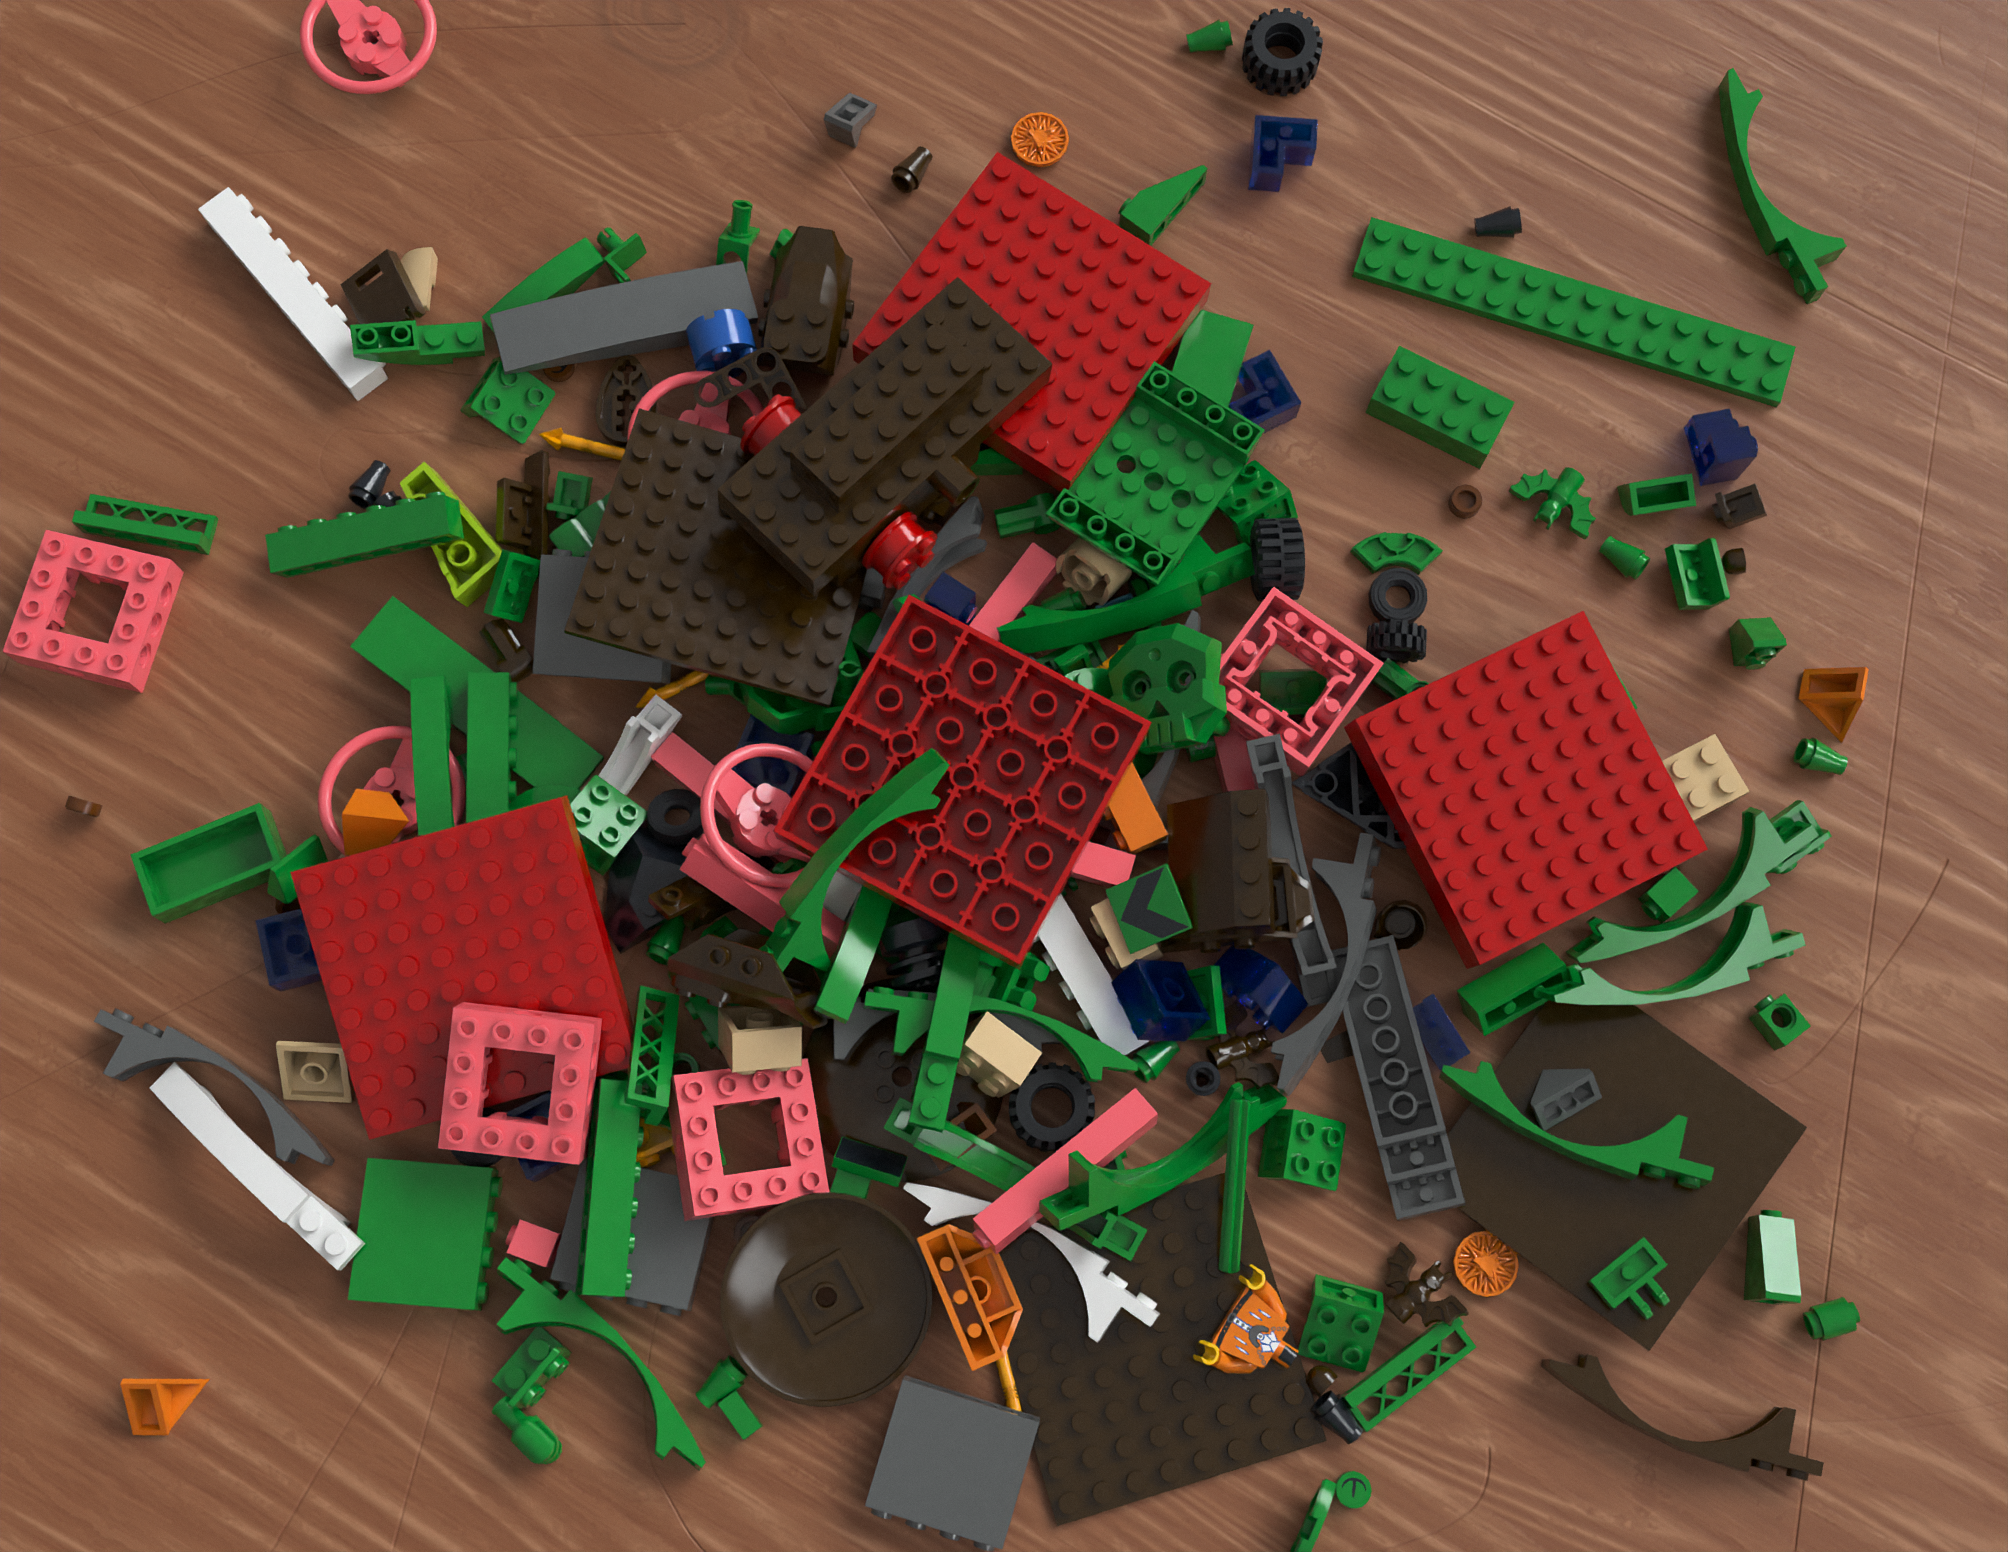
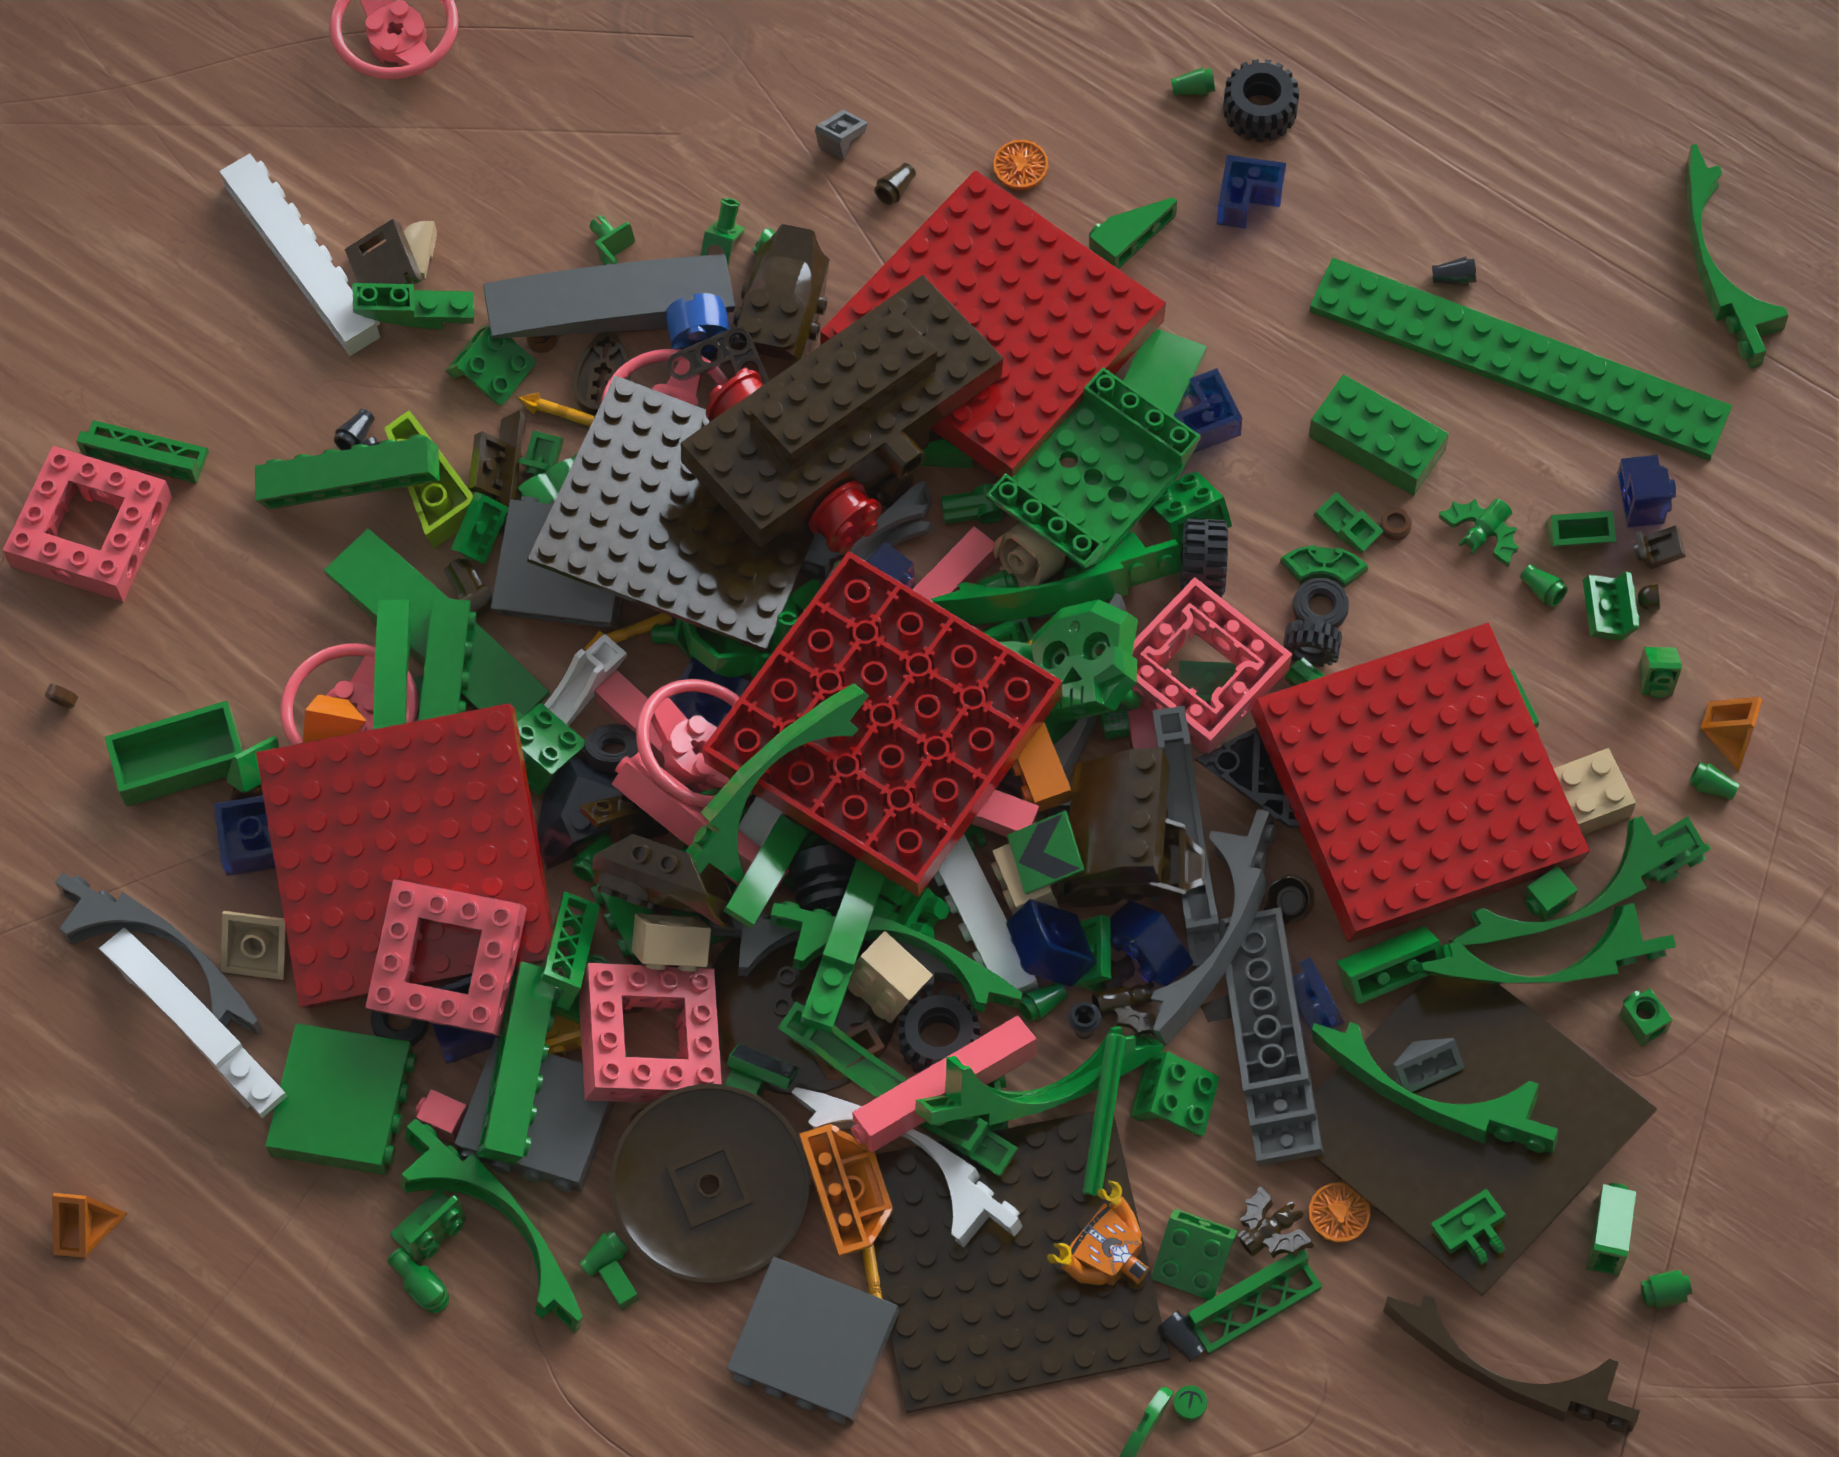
camera: 10 degrees right, 10 degrees down
(554, 279) = (550, 255): green slope -> none
(1320, 1379) = (1170, 1301): dark brown hinge -> none
(1415, 505) = (1347, 524): none -> green slope

